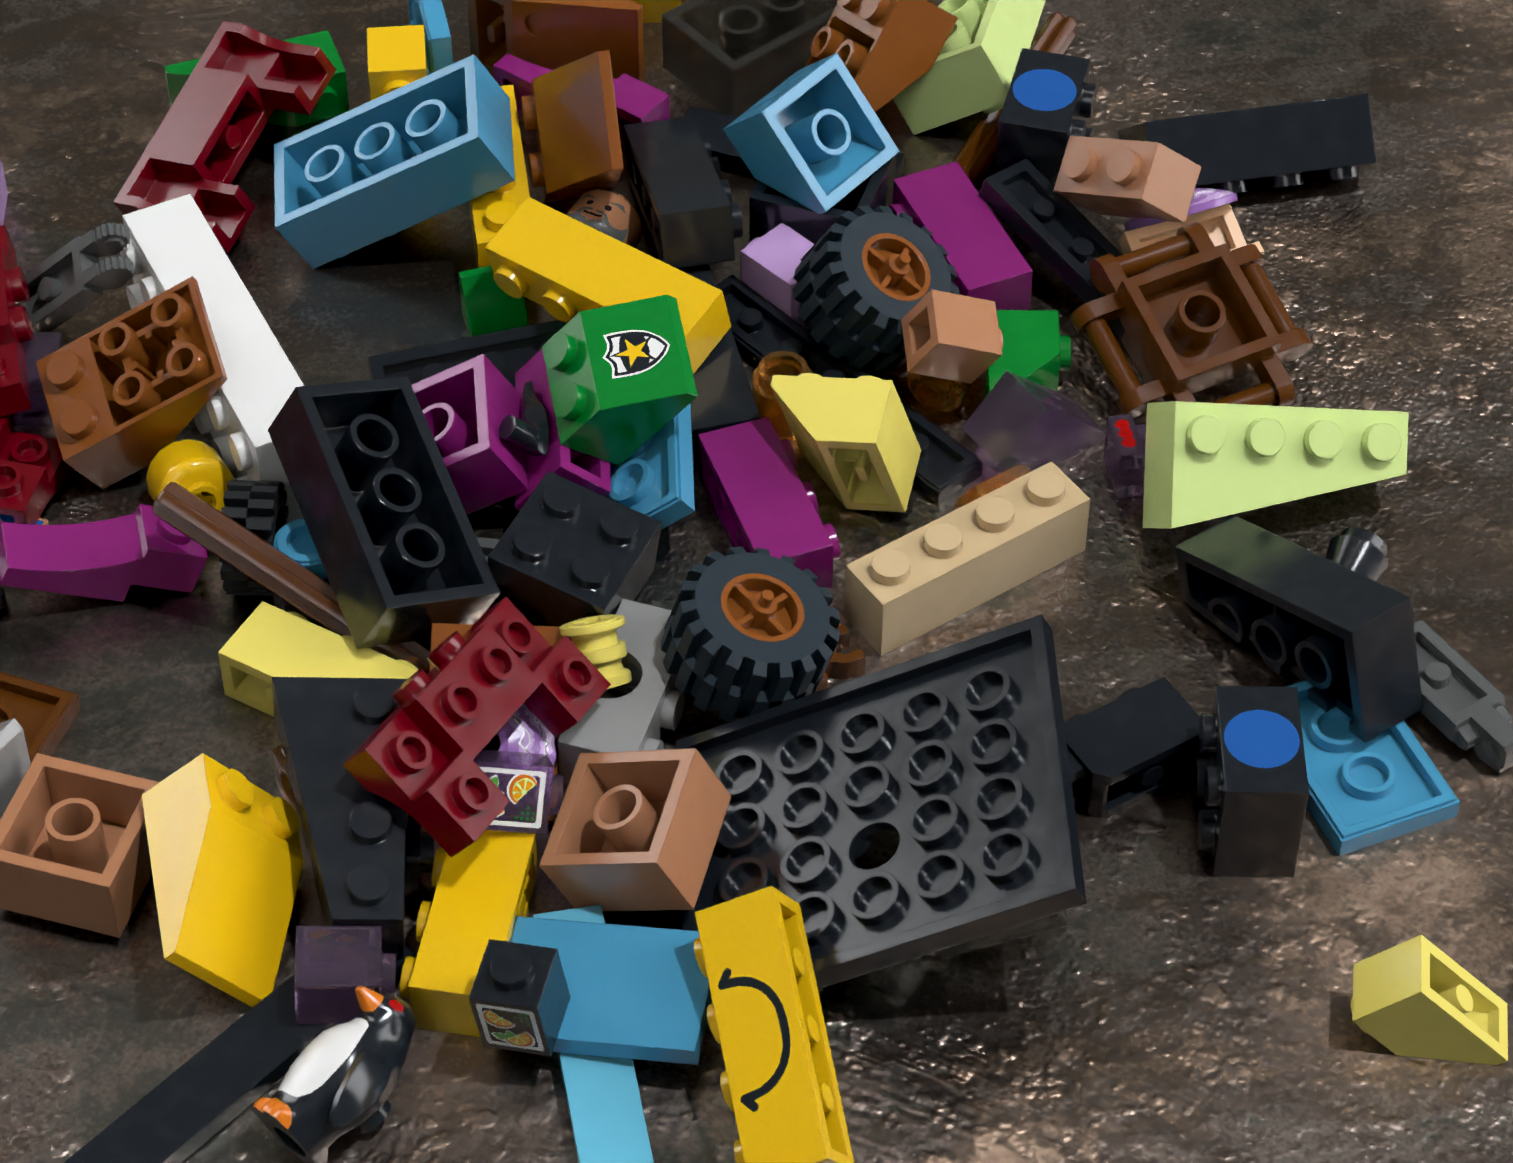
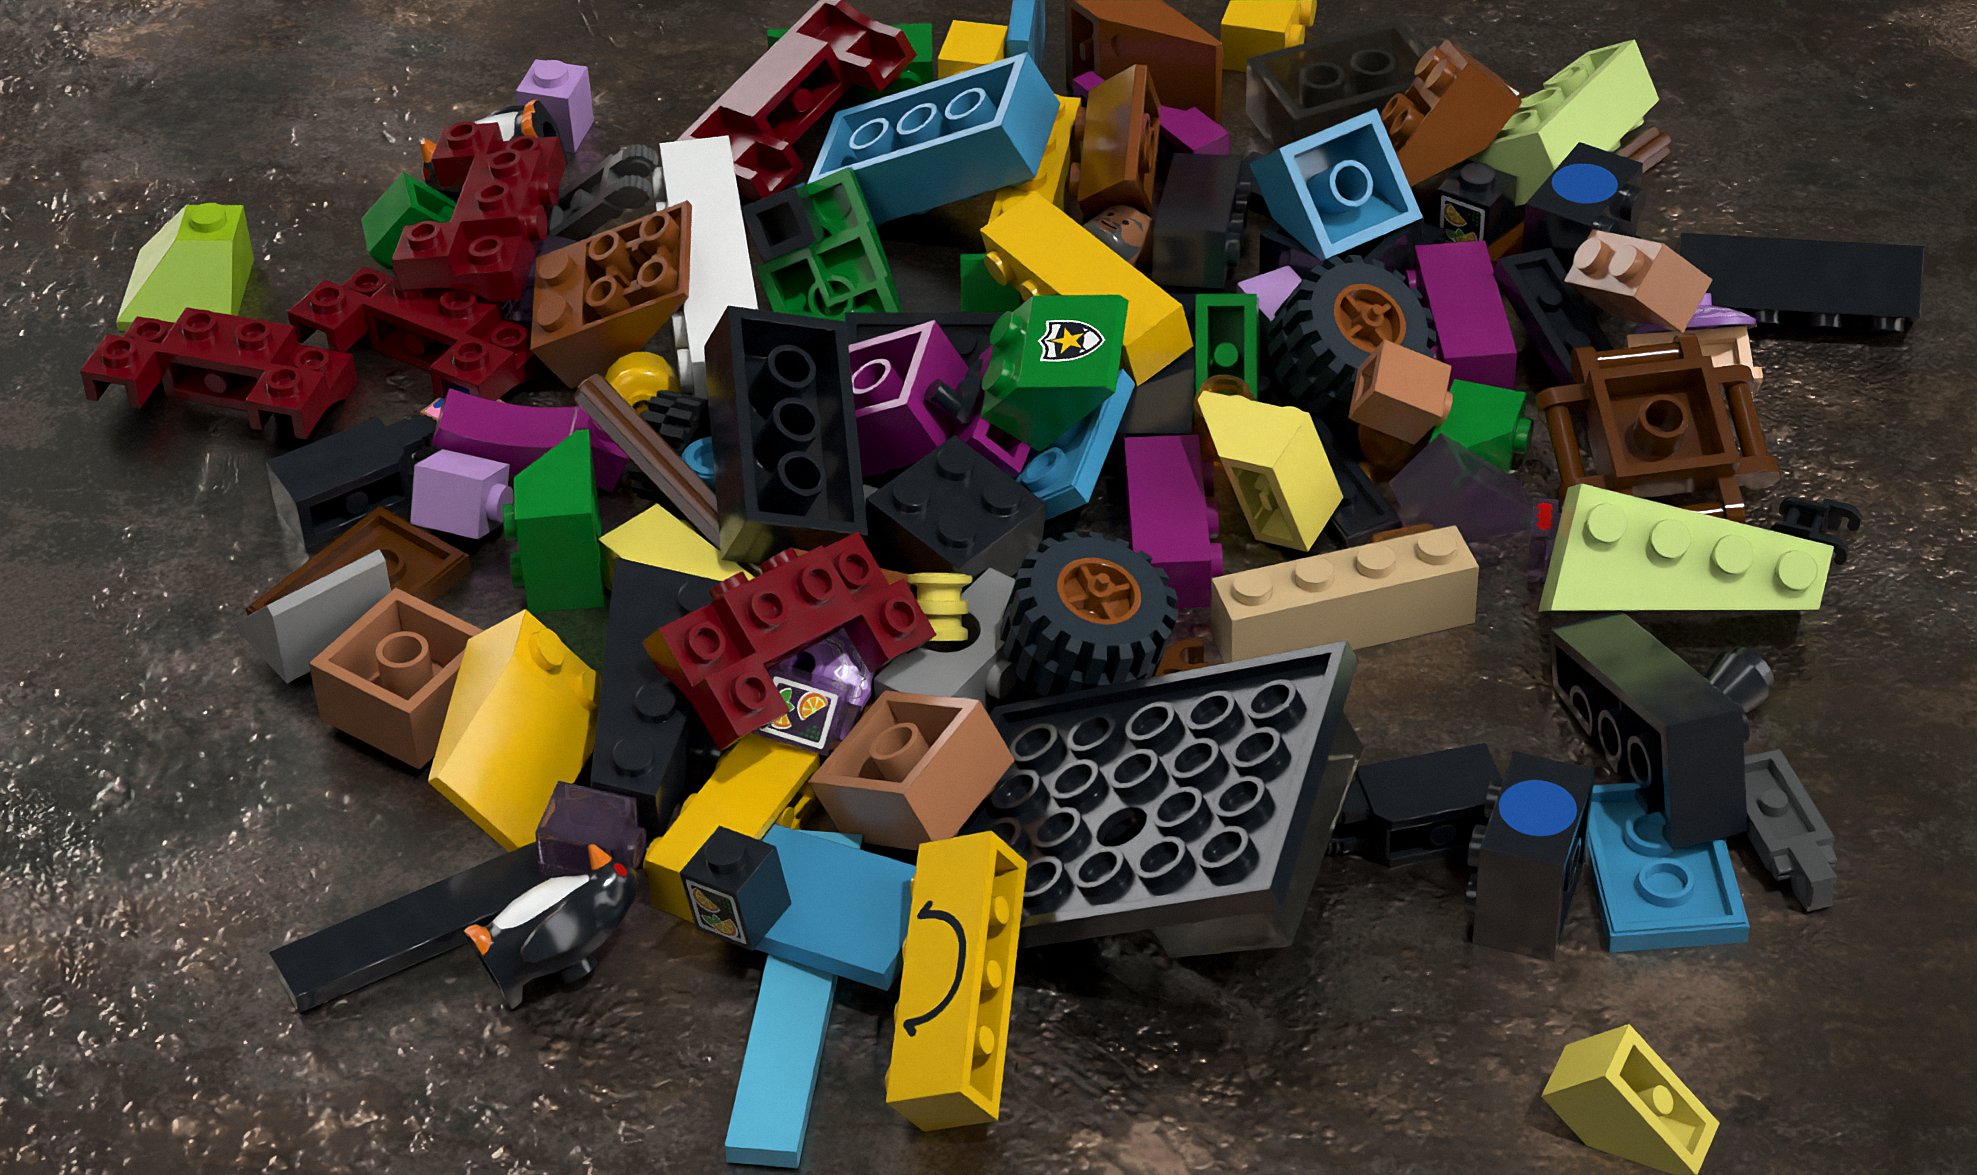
camera: 20 degrees right, 5 degrees down
(49, 631) = (460, 493): none -> lavender brick
(174, 651) = (557, 529): none -> green slope
(275, 274) = (783, 222): none -> black brick
(318, 296) = (839, 271): none -> green slope
(758, 313) = (1227, 338): none -> green slope
(928, 126) = (1476, 203): none -> black brick
(1355, 378) = (1806, 518): none -> black piece

